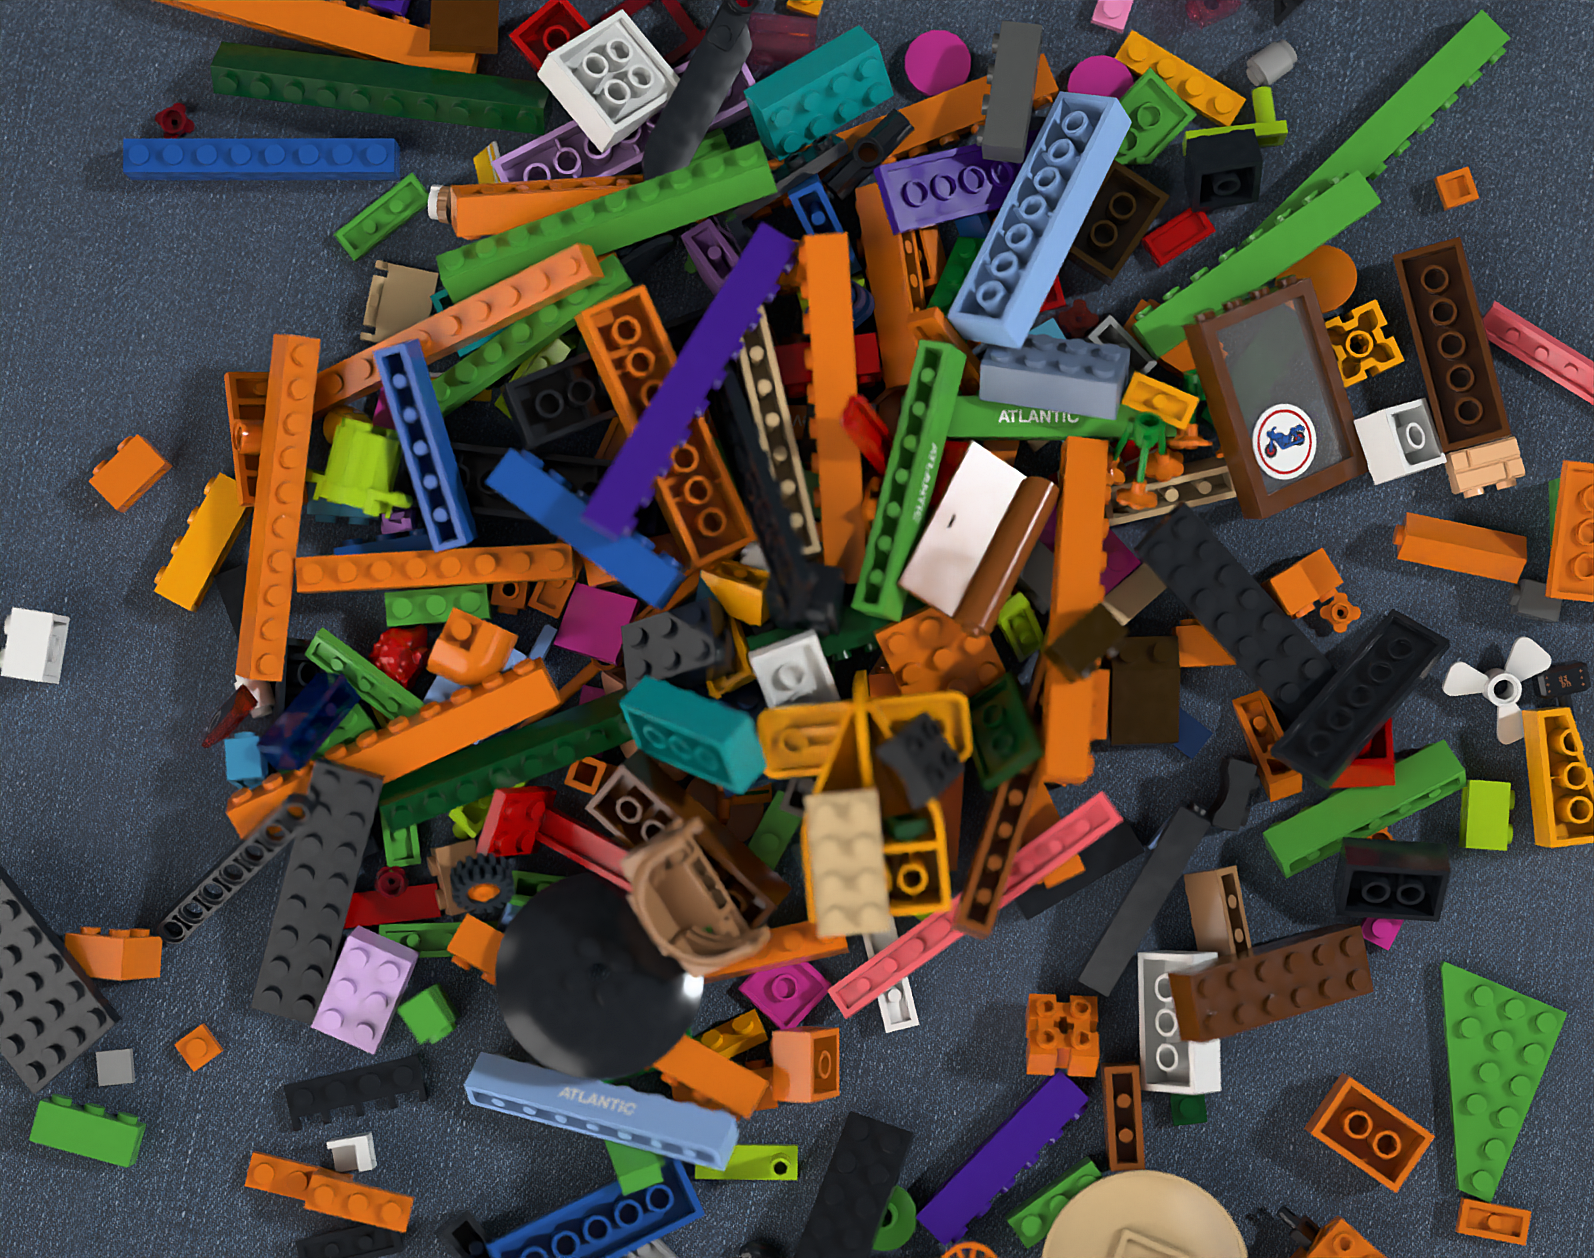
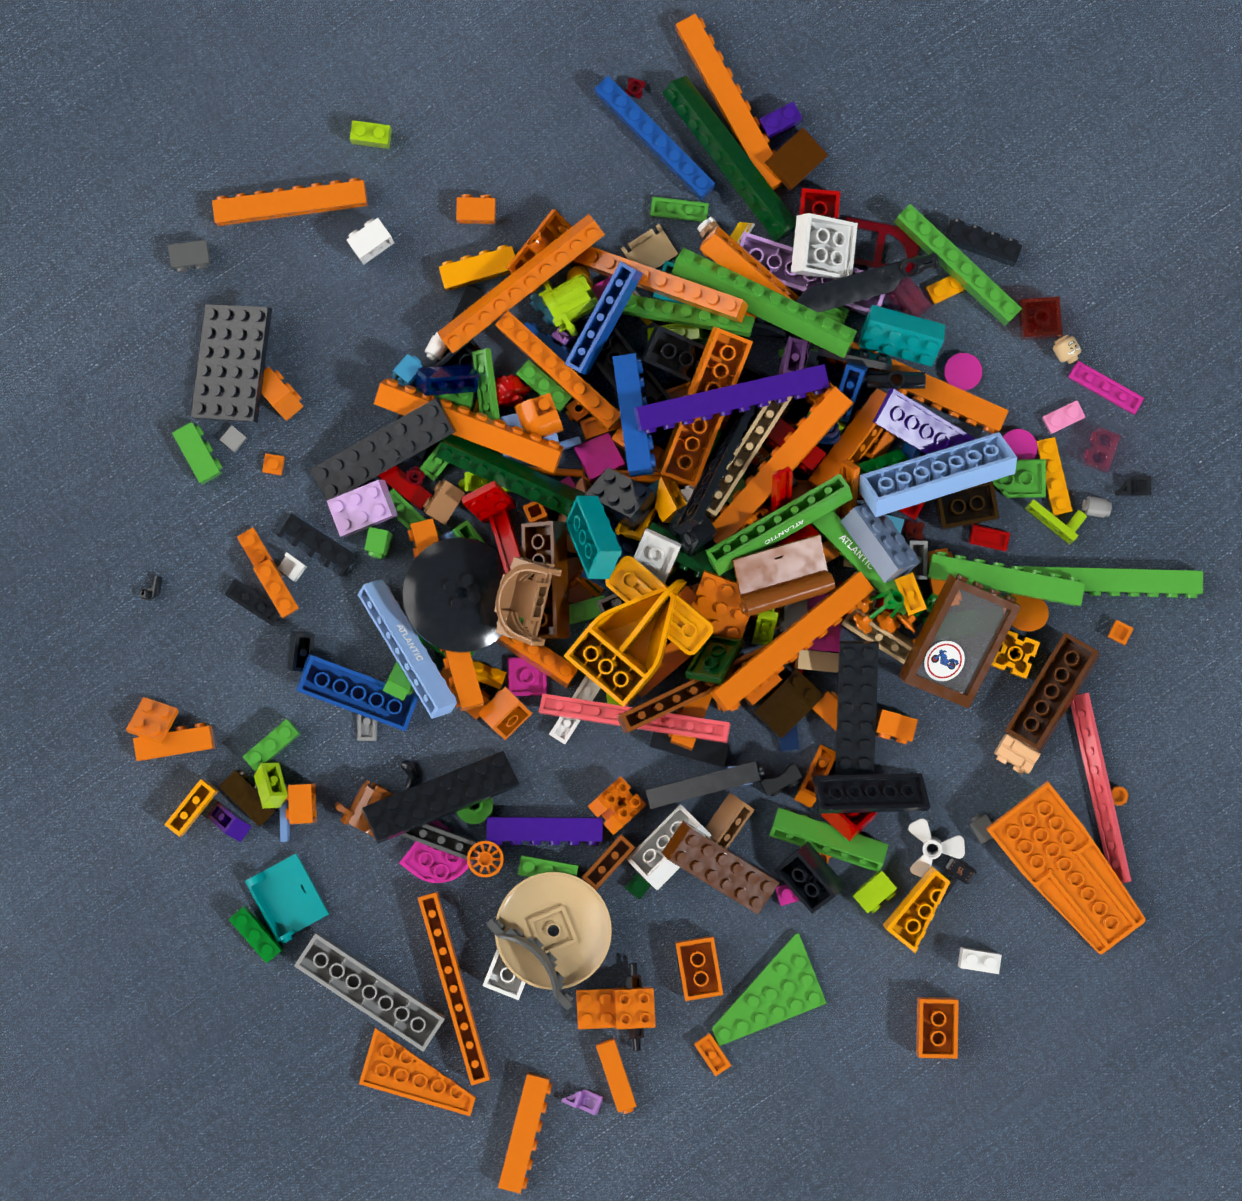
camera: 50 degrees right, 0 degrees up
(230, 716) = (418, 346): clear red slope -> none
(238, 856) = (367, 404): black beam -> none
(482, 882) = (451, 512): black wheel -> none
(756, 1163) = (443, 731): lime piece -> none
(847, 862) = (602, 647): tan plate -> none
(905, 826) = (638, 656): dark green plate -> none
(922, 758) = (672, 636): black brick -> none
(1011, 92) = (978, 413): dark grey brick -> none
(1086, 642) = (782, 657): dark brown brick -> none
(1223, 170) = (1032, 529): black brick -> none
(1350, 612) = (894, 753): orange plate -> none
(1399, 441) = (992, 708): white brick -> none
(1461, 547) = (973, 776): orange brick -> none

